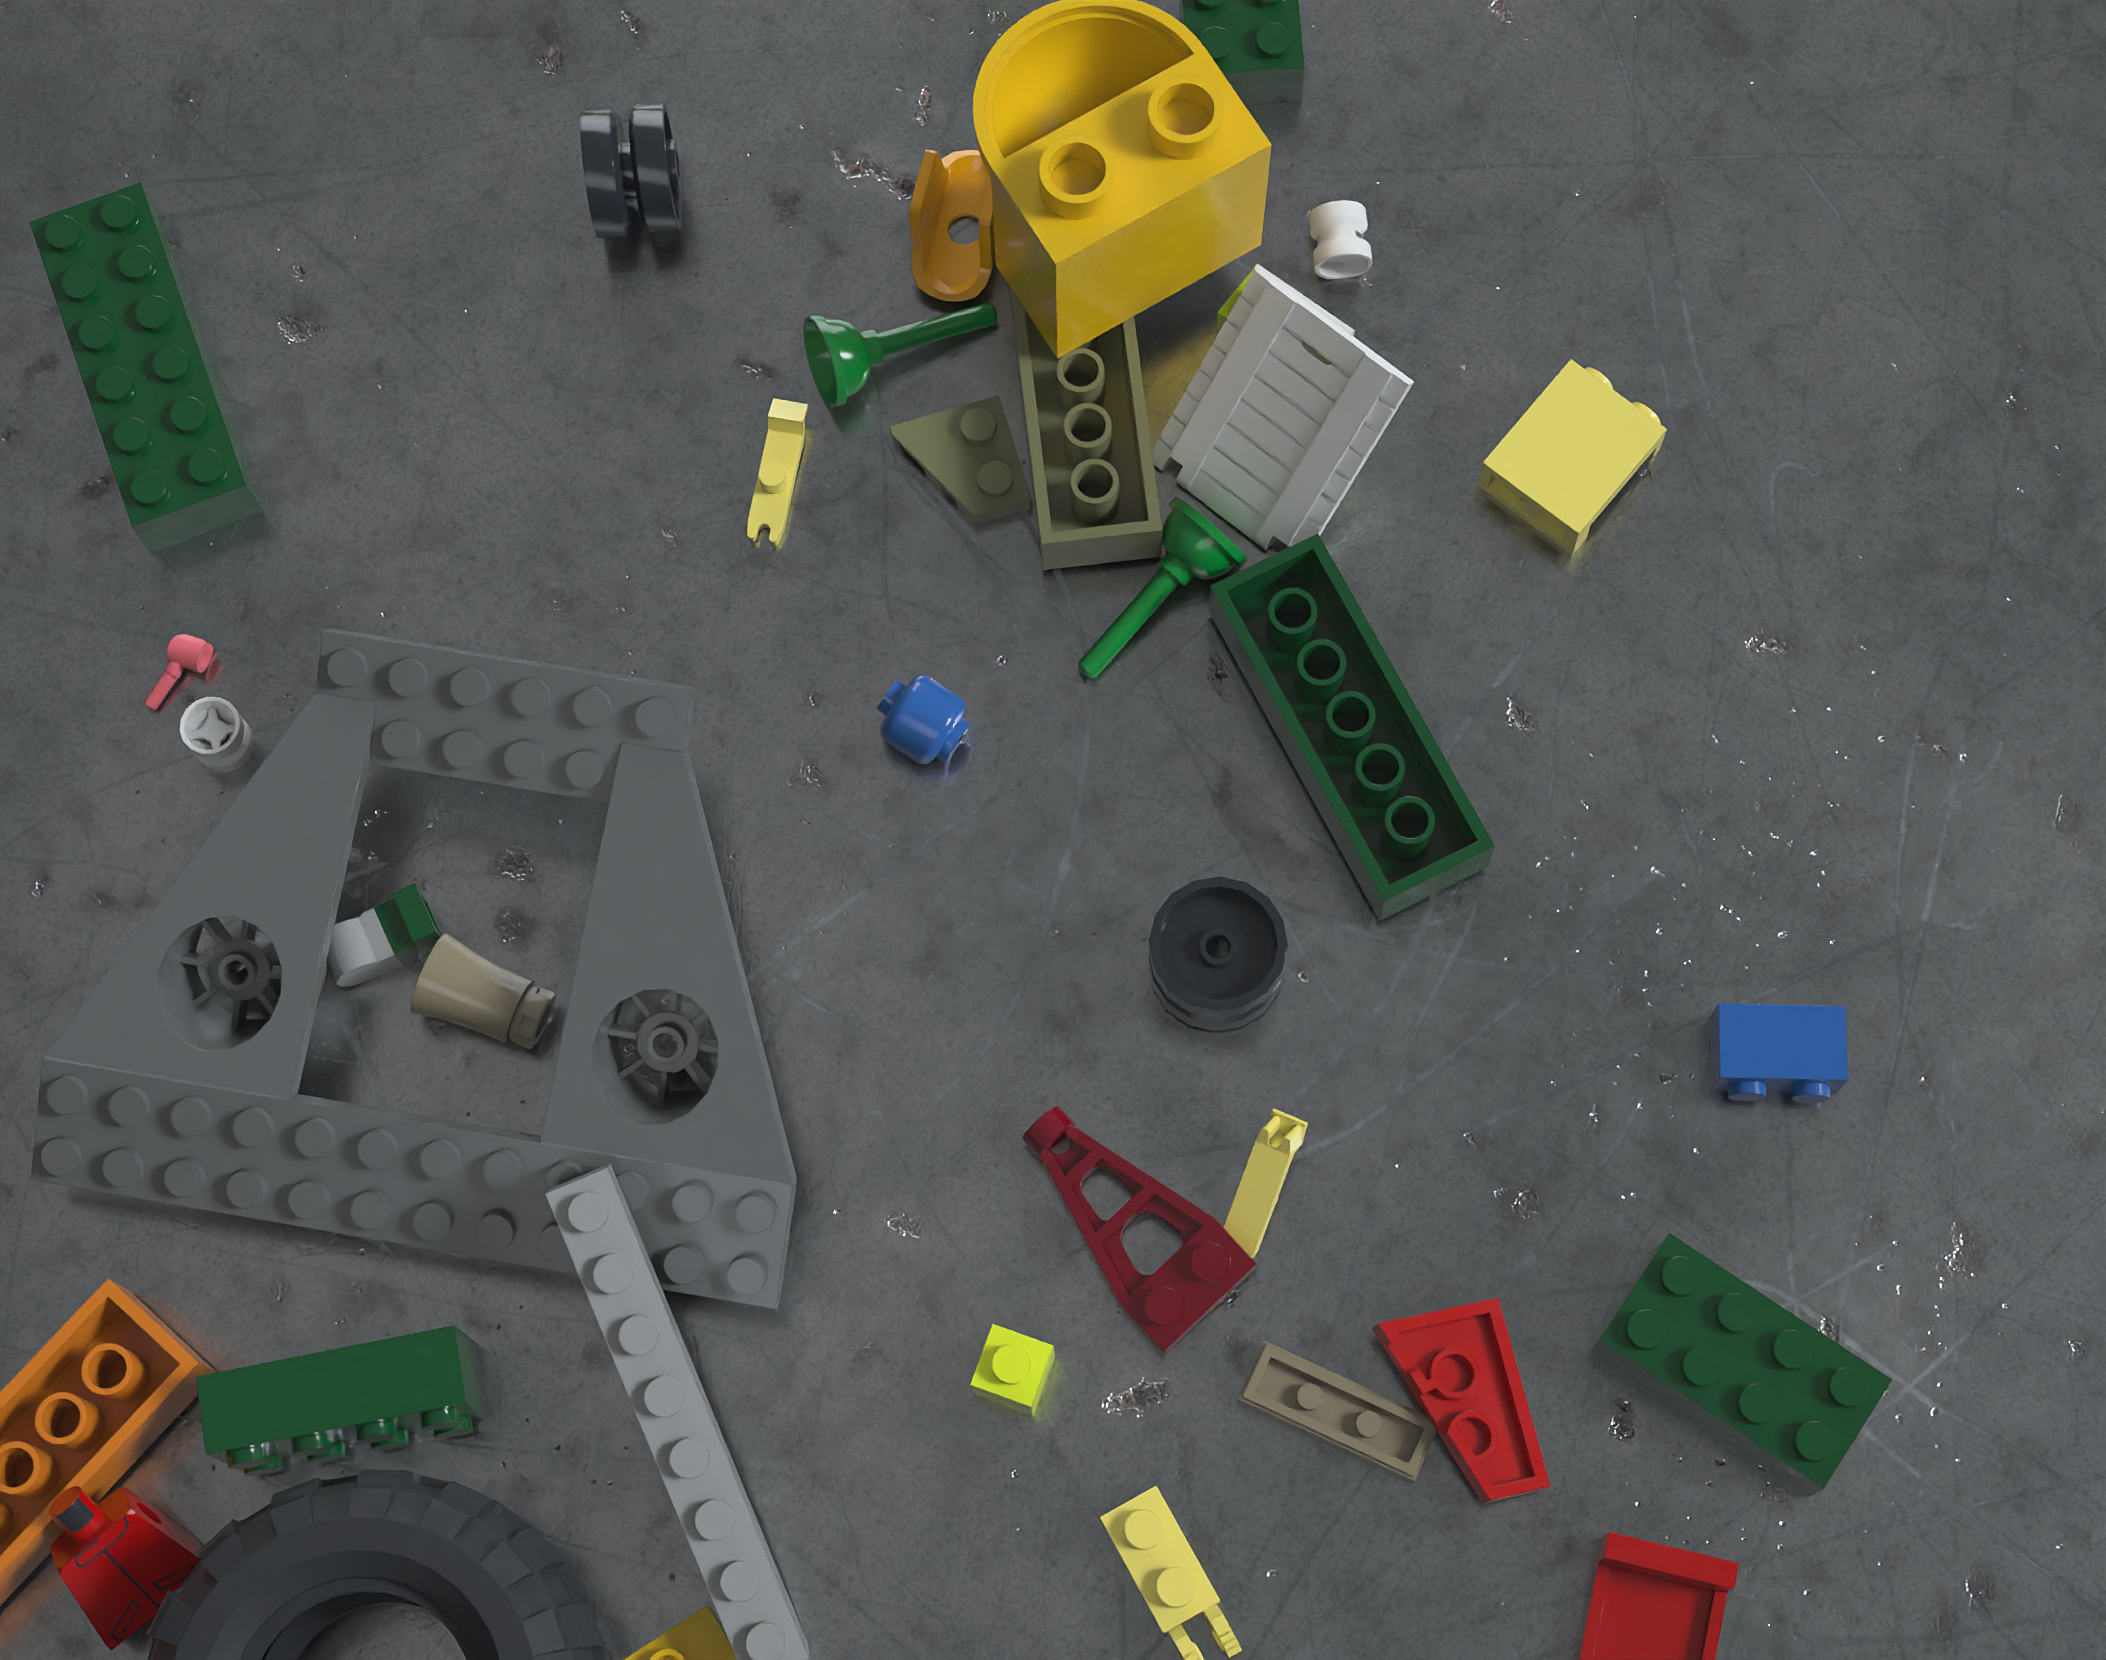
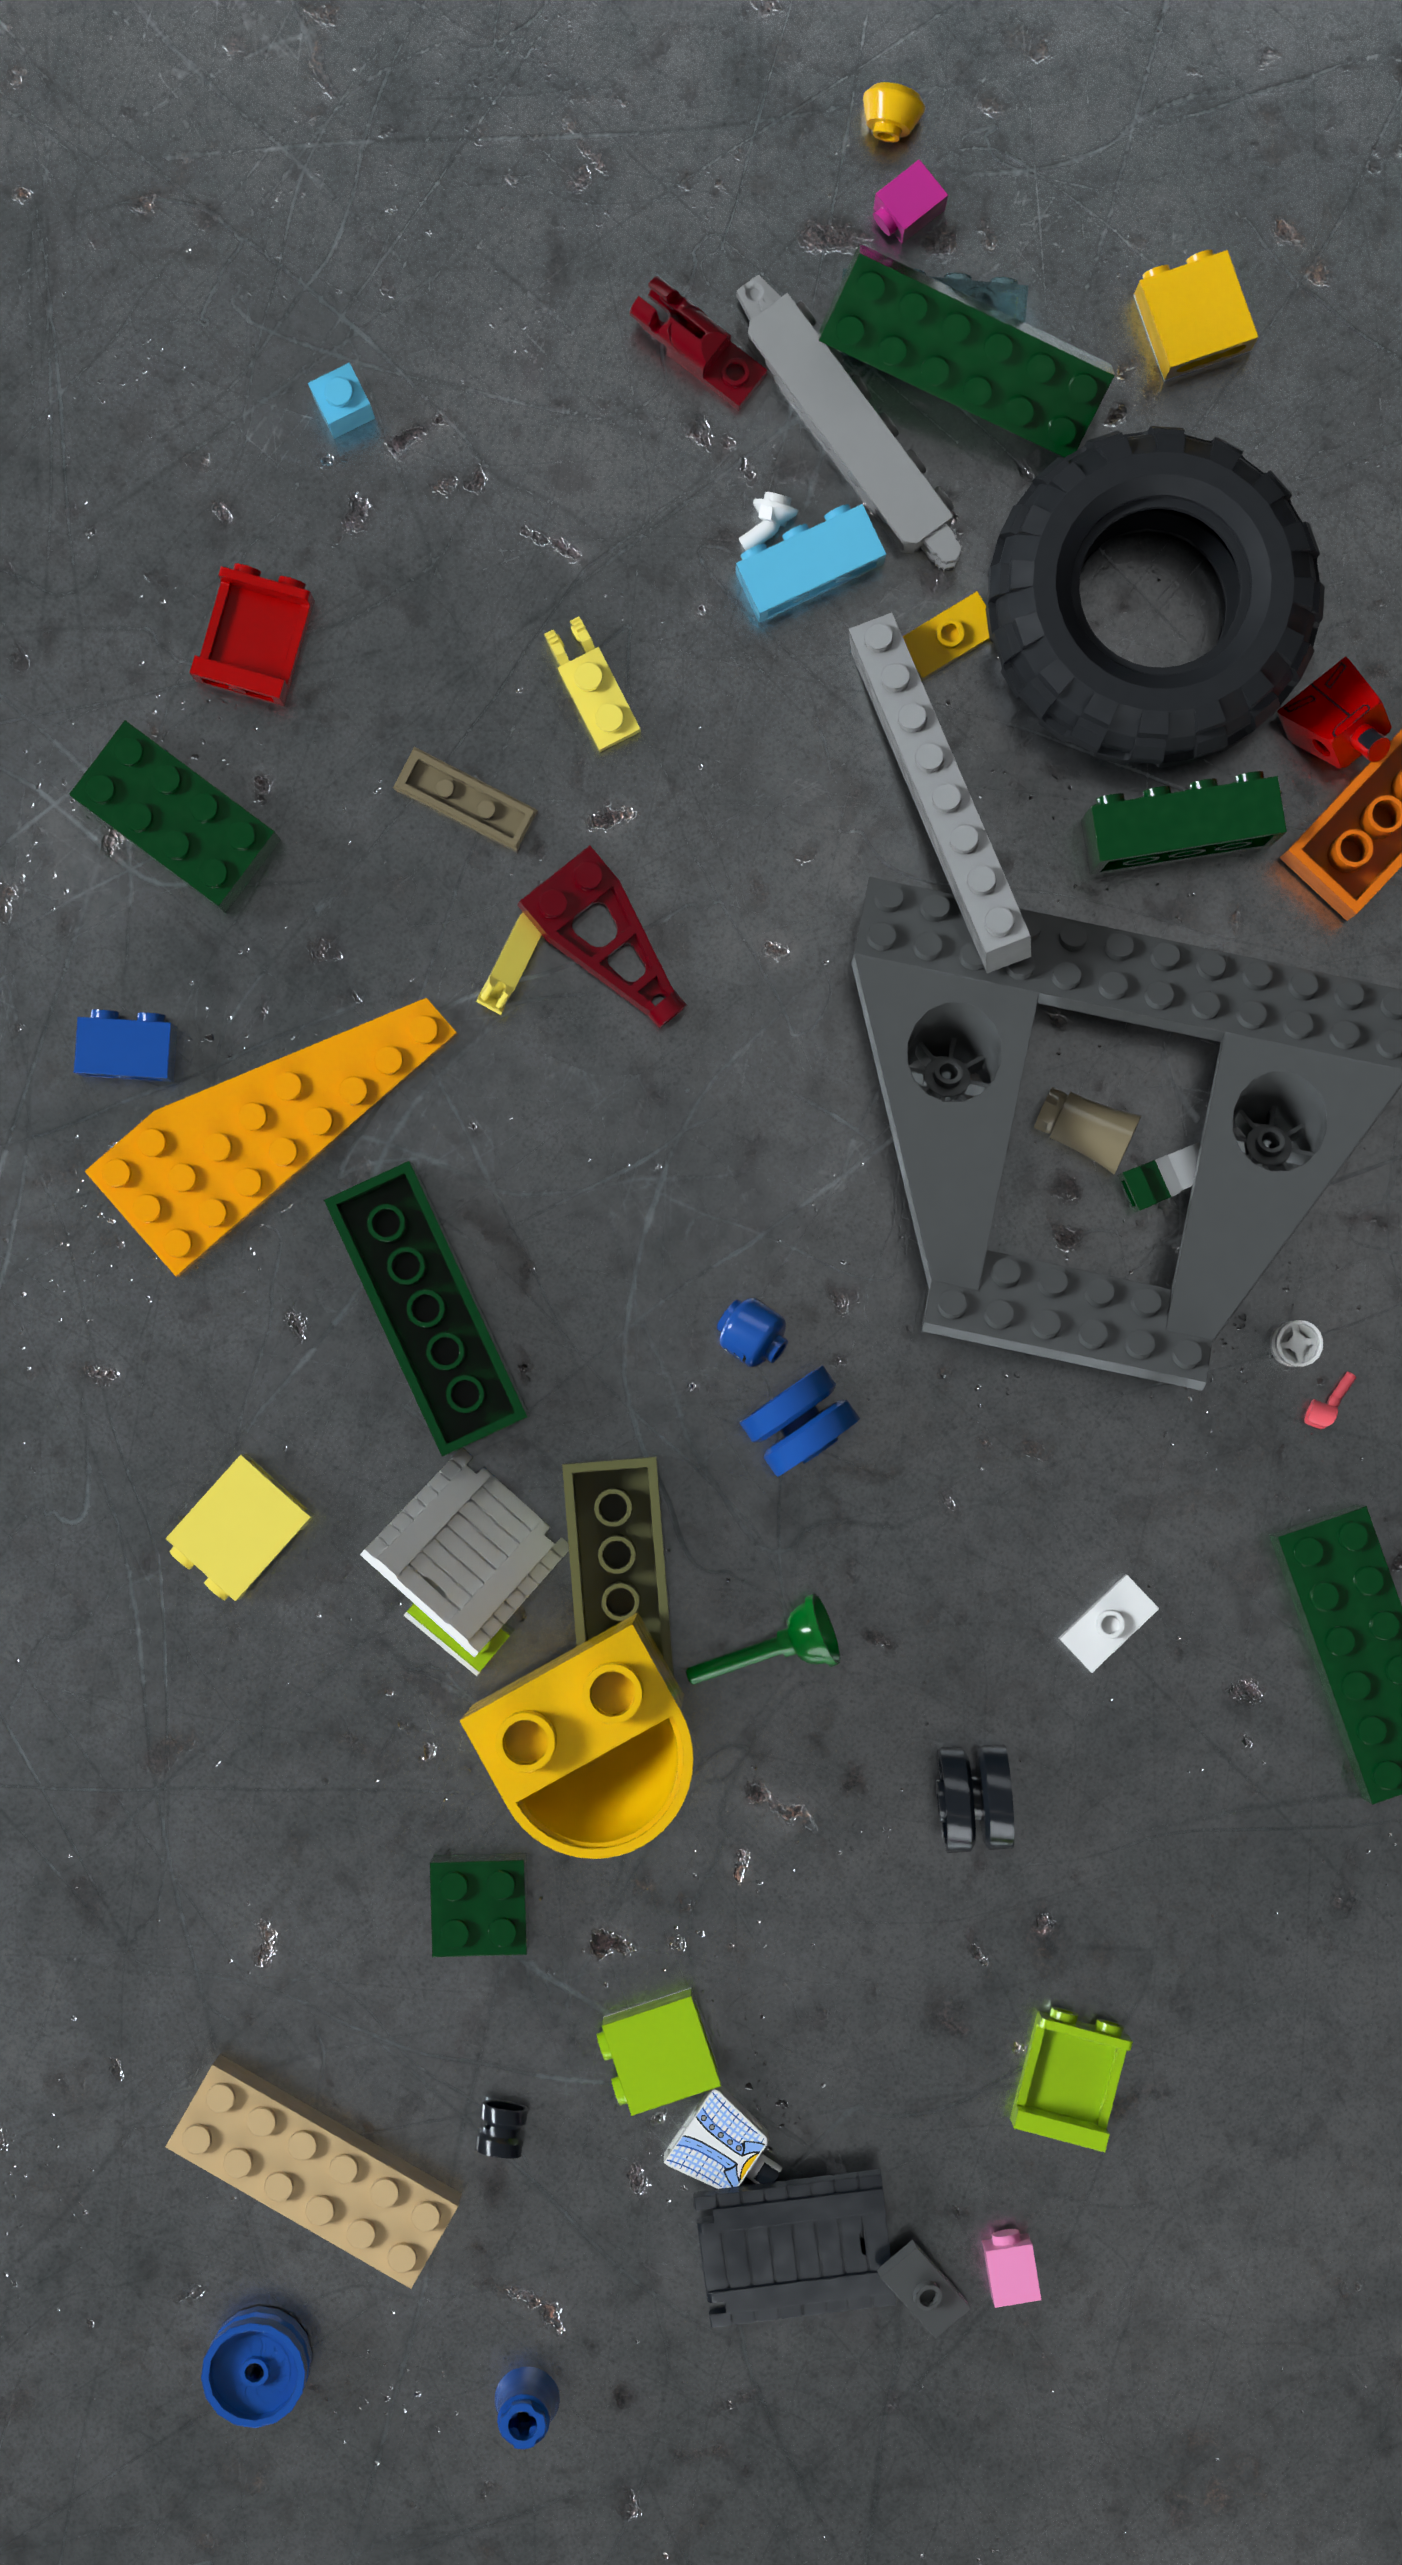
camera: 175 degrees right, 15 degrees up
(467, 395) = (1108, 1623): none -> white plate
(777, 470) = (862, 1548): light yellow piece -> none
(857, 601) = (804, 1427): none -> blue wheel
(944, 192) = (727, 1717): light orange piece -> none
(970, 457) = (711, 1552): olive wing -> none
(1012, 1370) = (698, 832): neon yellow brick -> none
(1189, 932) = (528, 1106): black wheel -> none
(1192, 550) = (538, 1459): green piece -> none
(1340, 241) = (411, 1721): white wheel -> none
(1472, 1394) = (368, 805): red wing -> none
(1625, 931) = (227, 1149): none -> light orange wing

